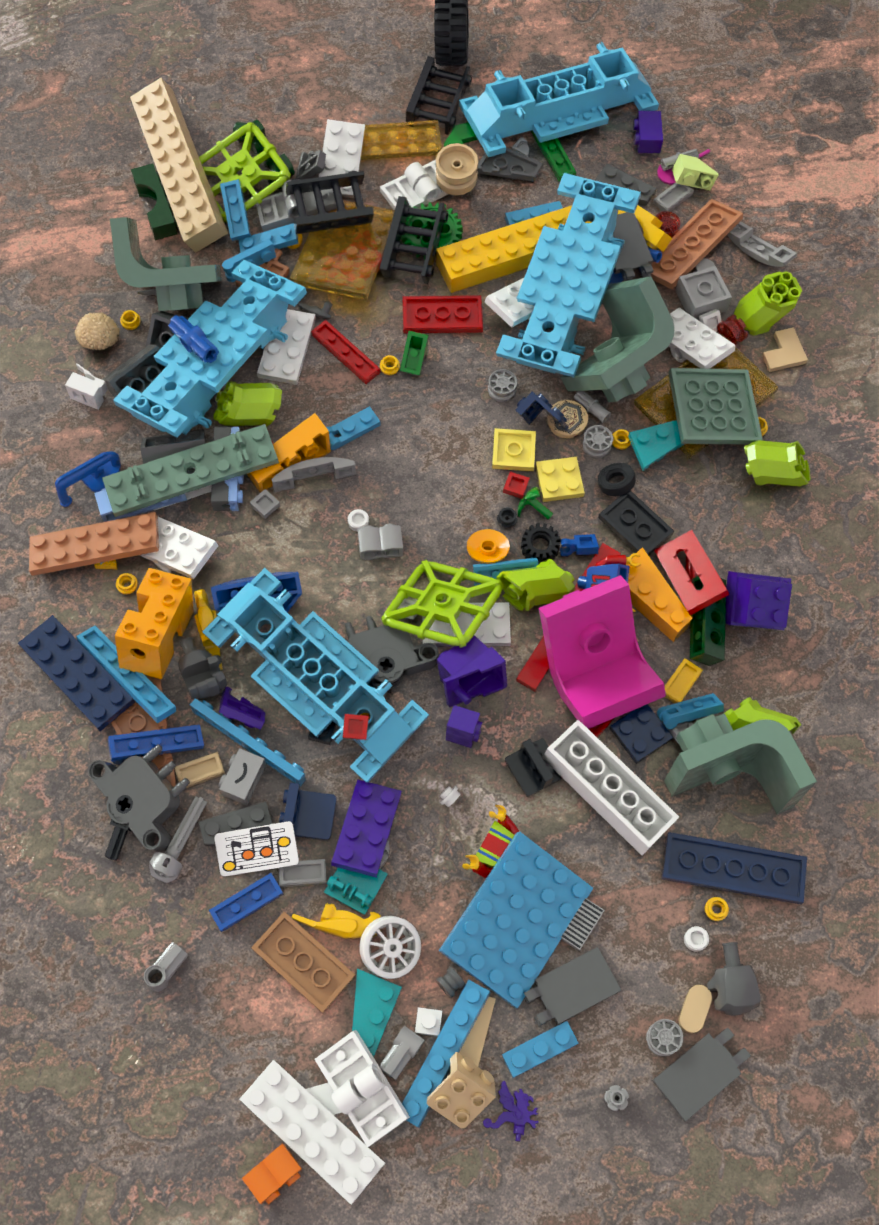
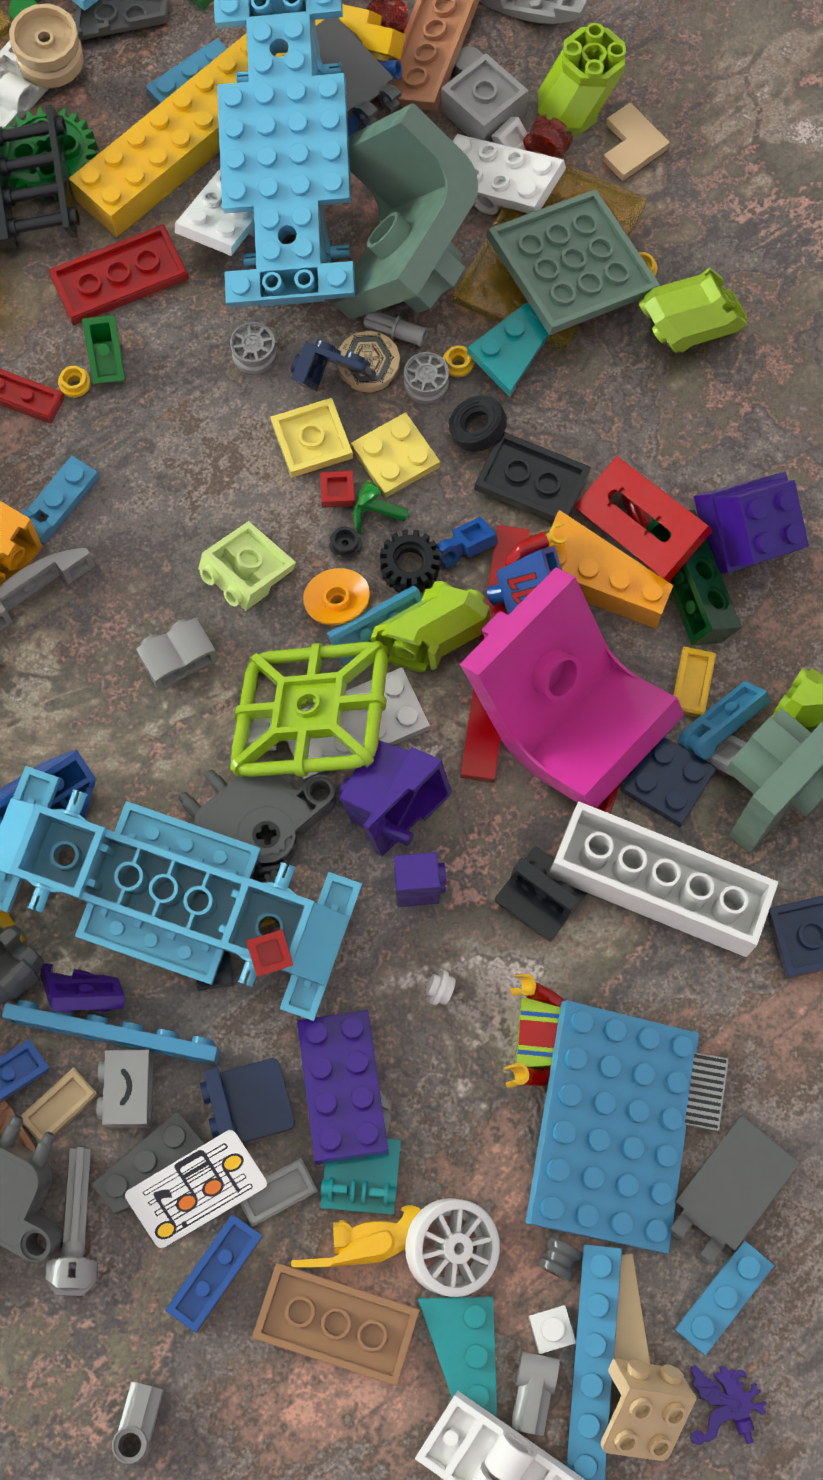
camera: 20 degrees left, 5 degrees up
(358, 519) = (129, 633): white tile -> none
(442, 507) = (245, 566): none -> yellowish green plate

